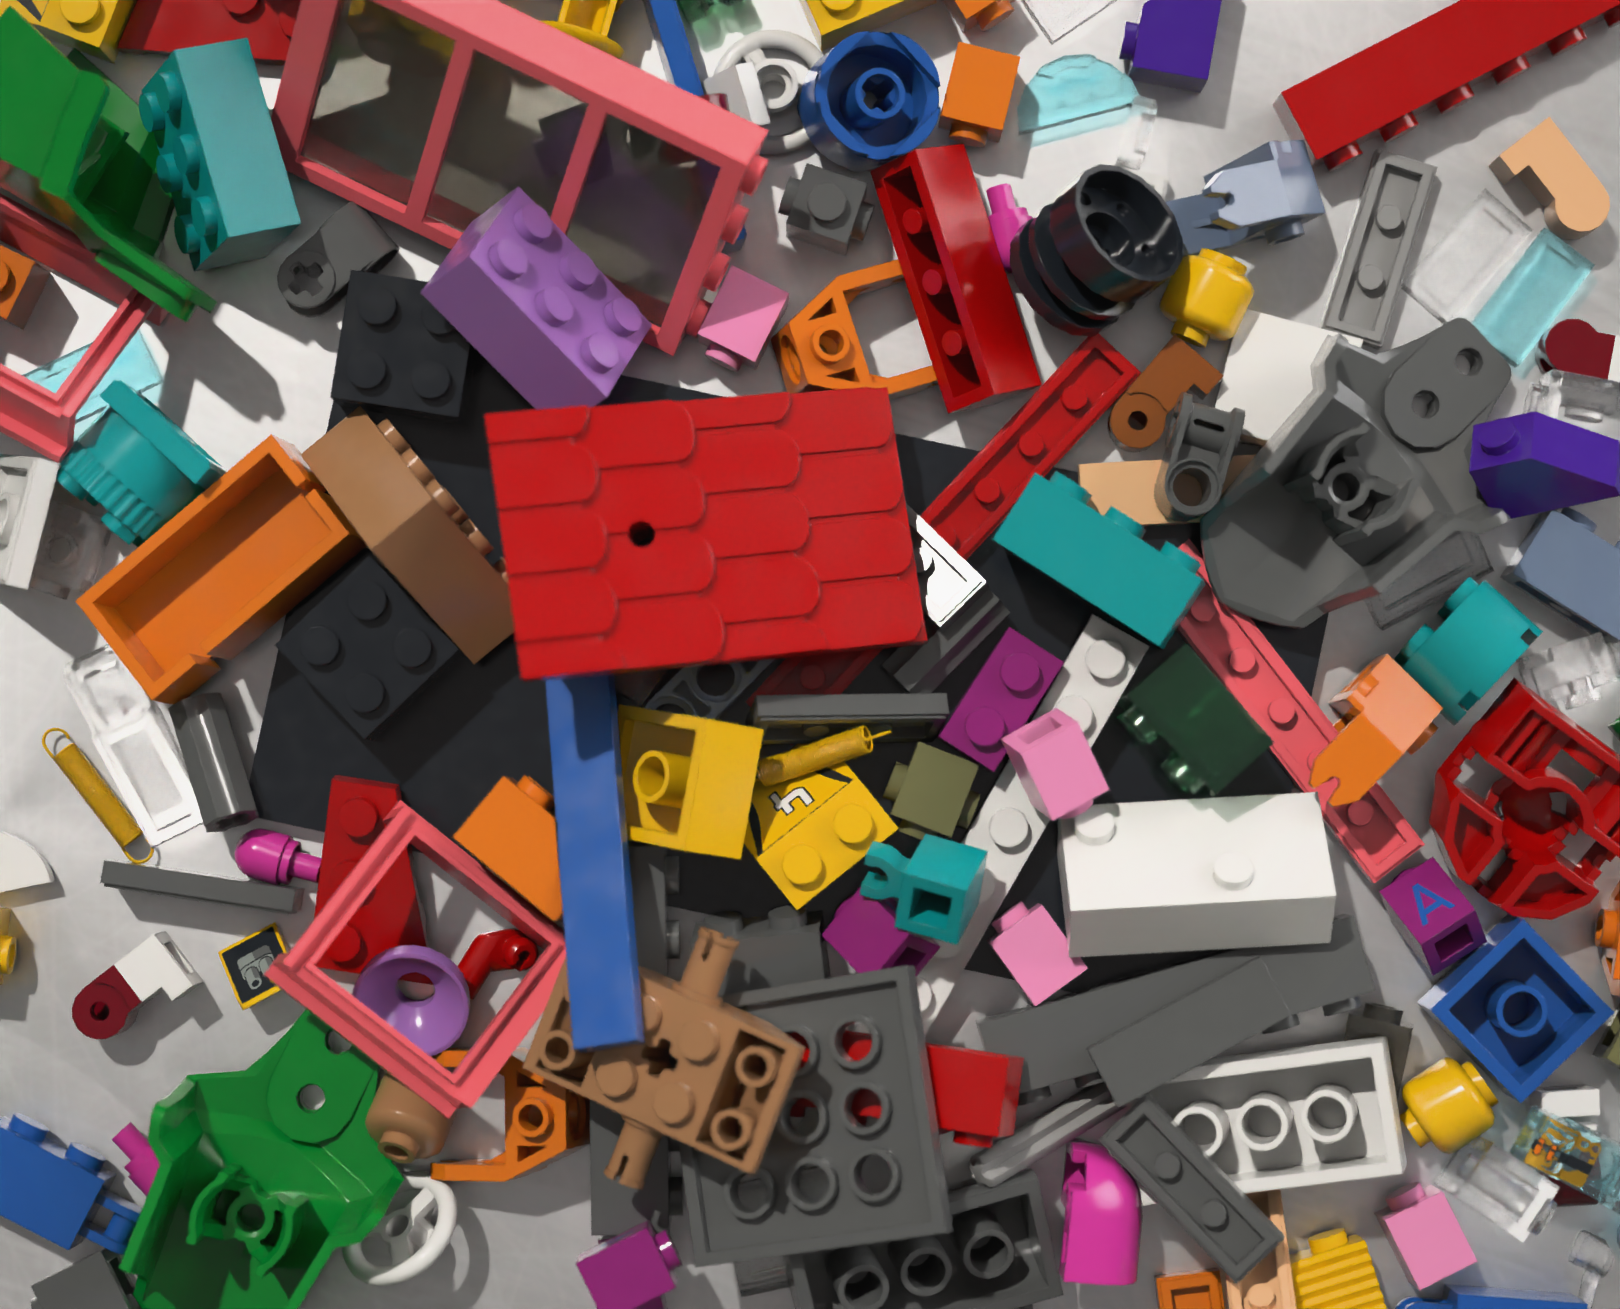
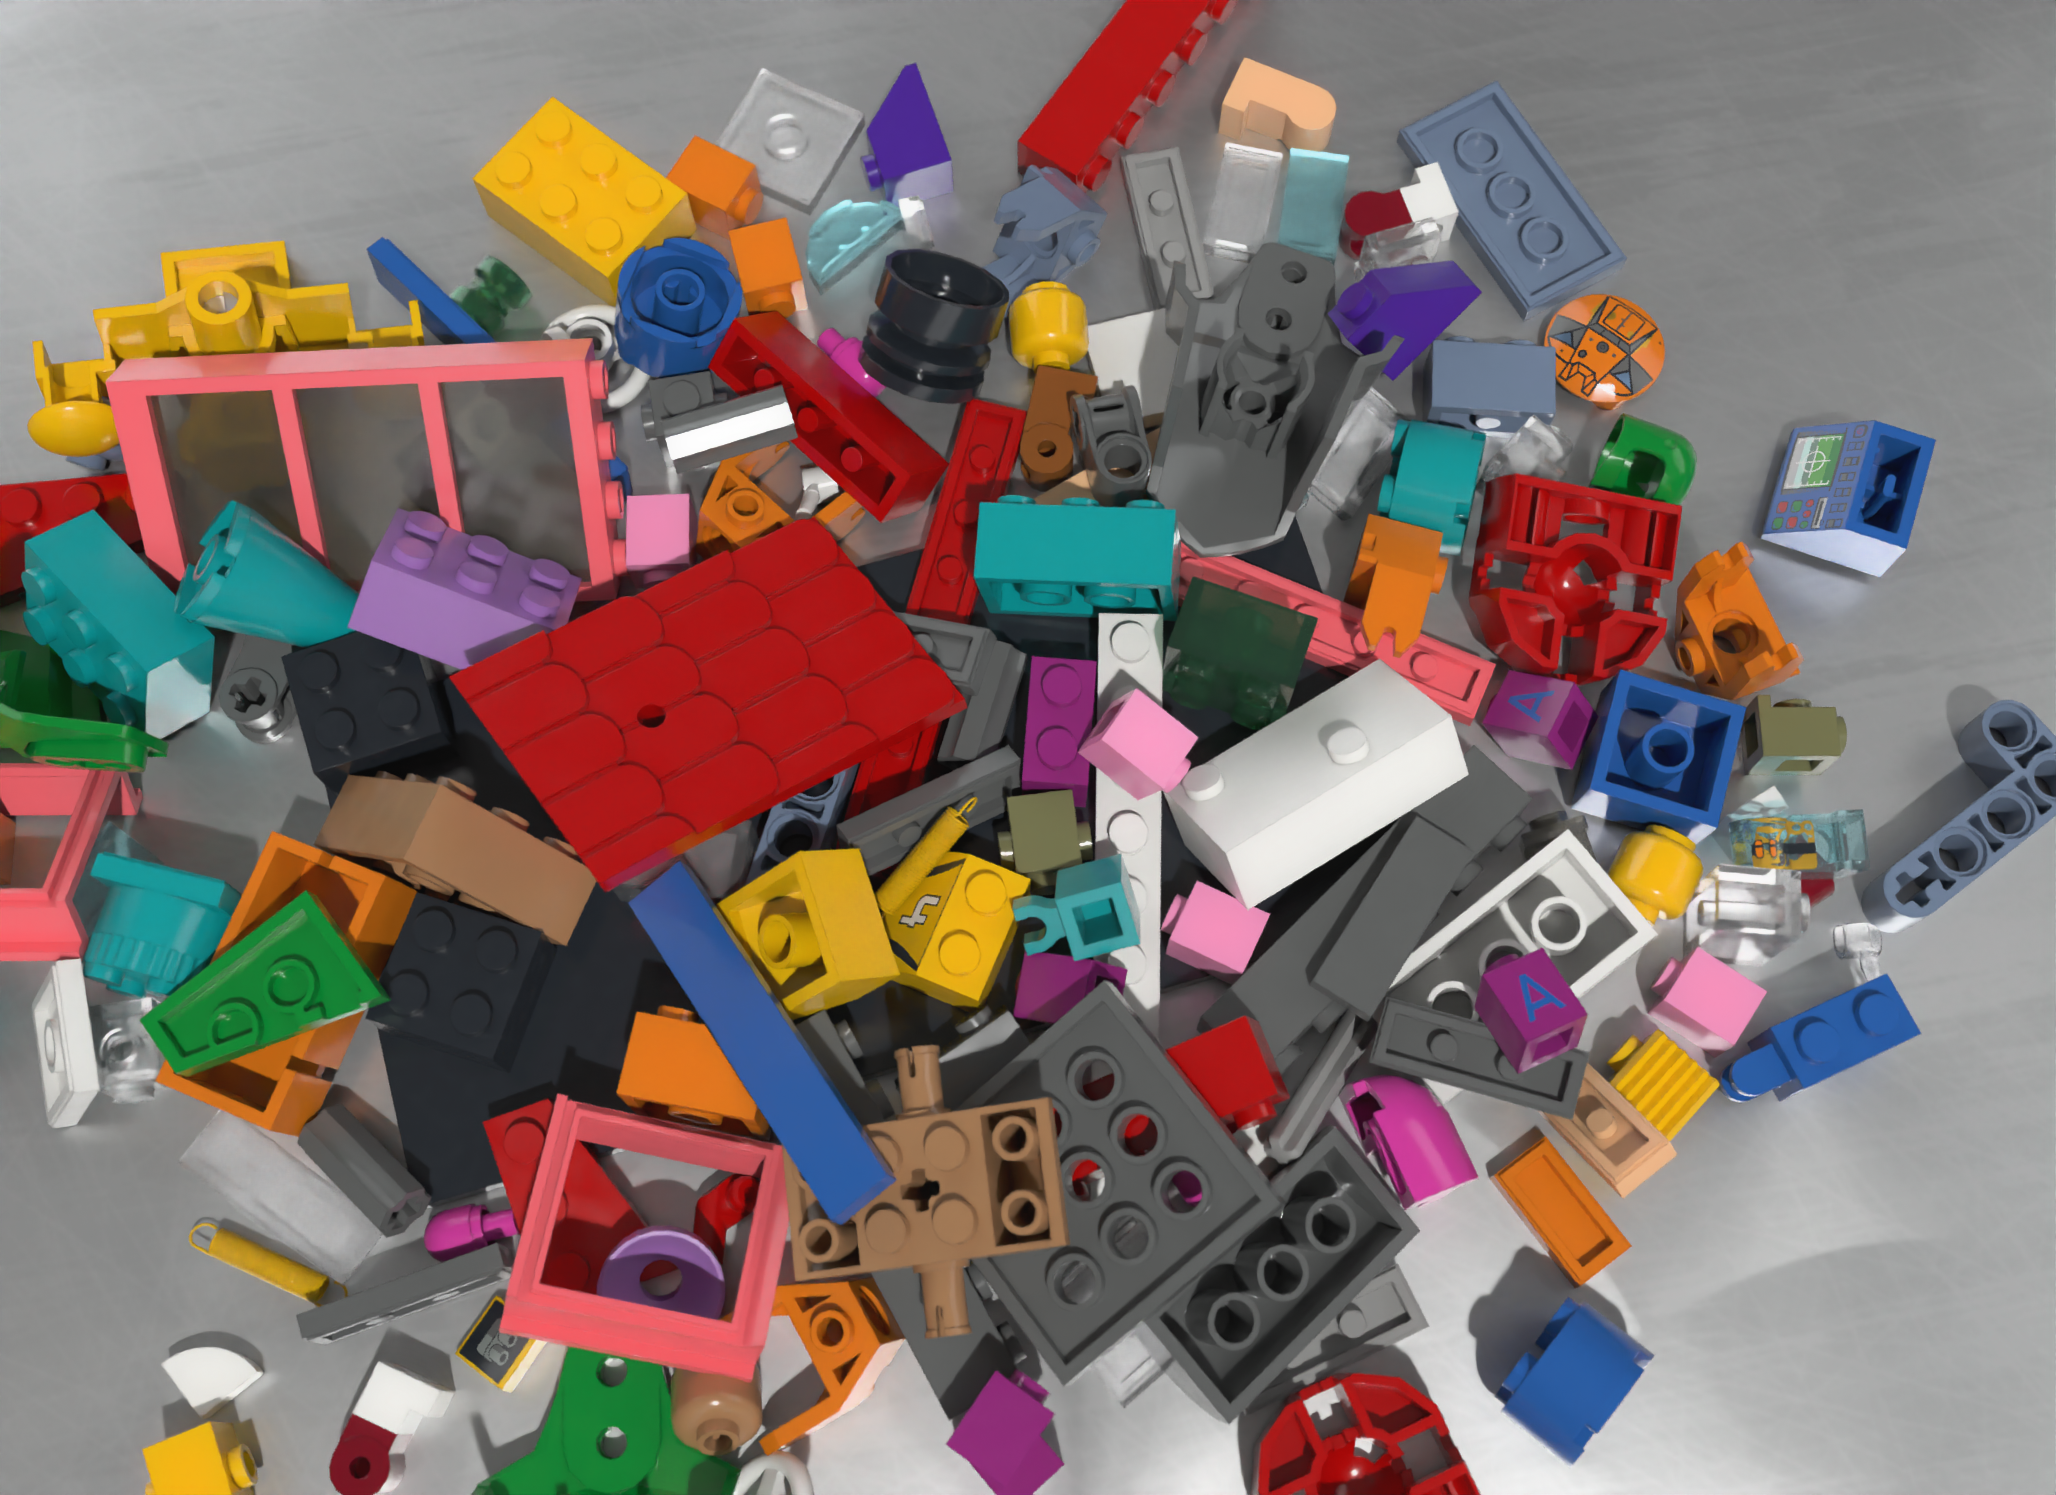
camera: 25 degrees left, 15 degrees down
(205, 581) = (264, 990): none -> green wing
(365, 196) = (263, 584): none -> teal cone
(854, 259) = (729, 429): none -> axle
(909, 340) = (817, 489): none -> white hand
(1251, 1179) = (1529, 1009): none -> magenta brick

